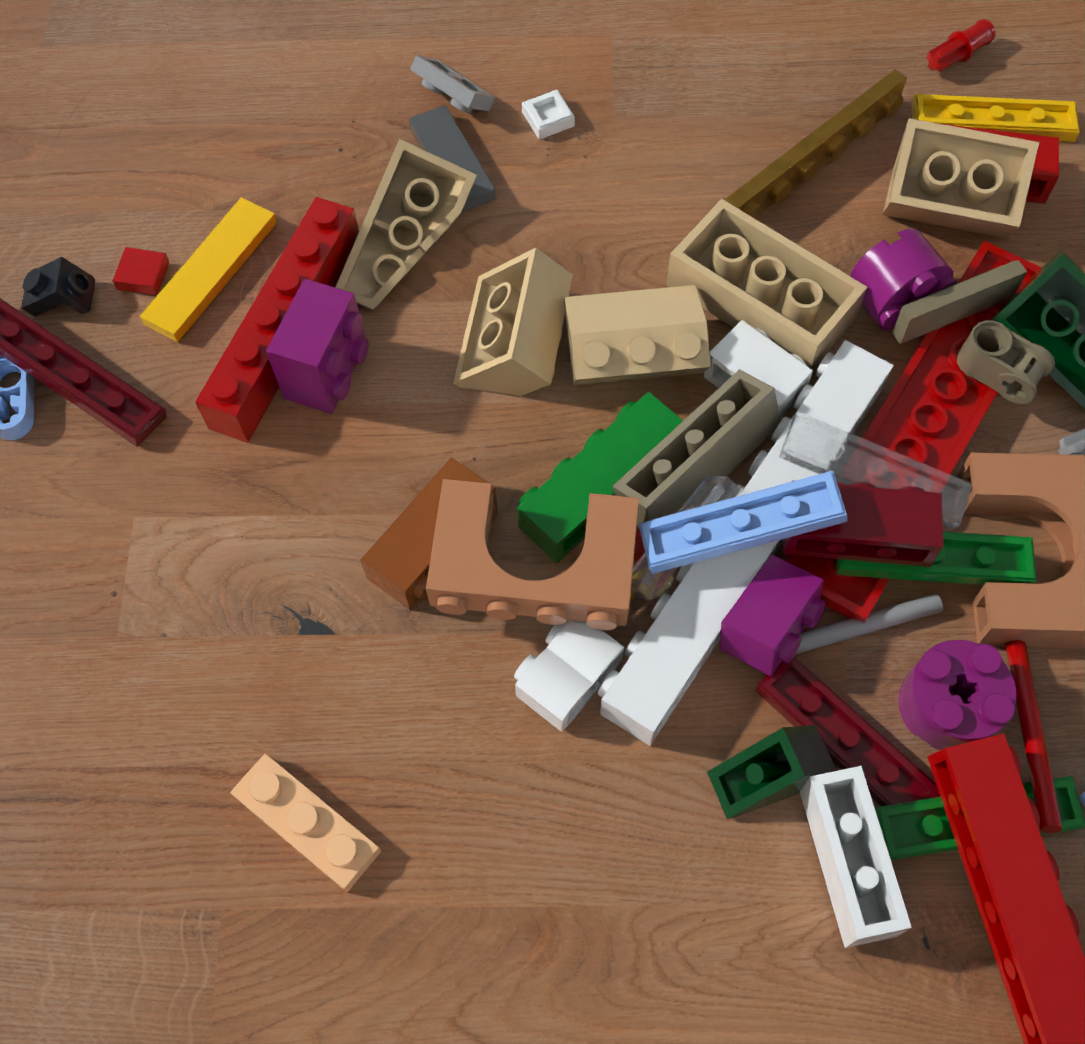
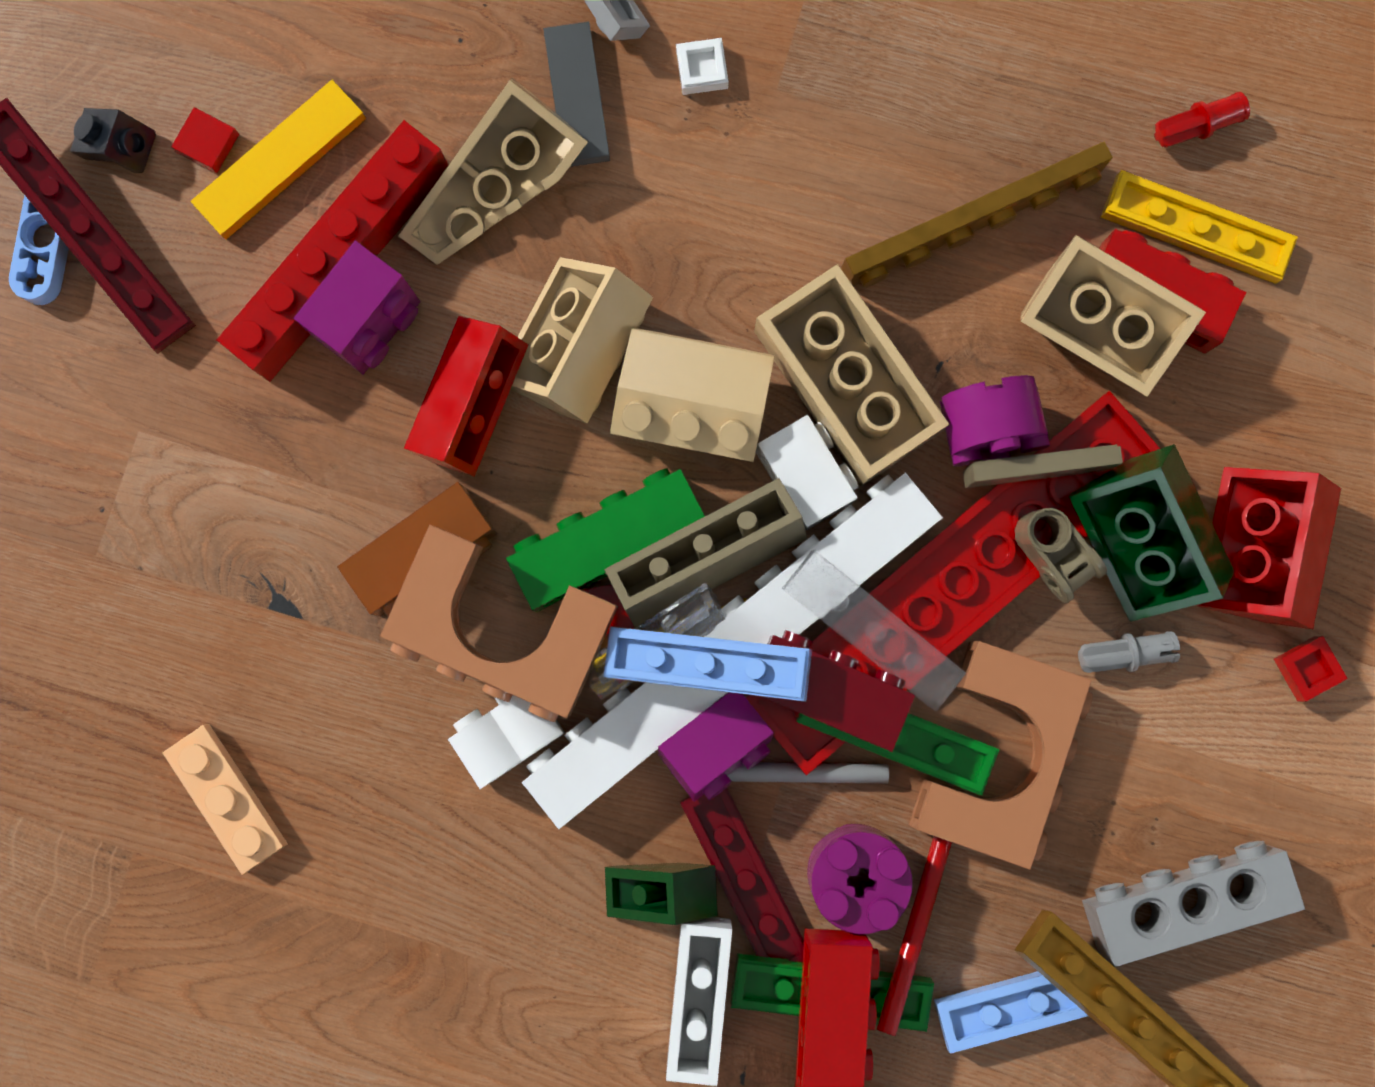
camera: 15 degrees right, 20 degrees up
(435, 393) = (466, 395): none -> red brick

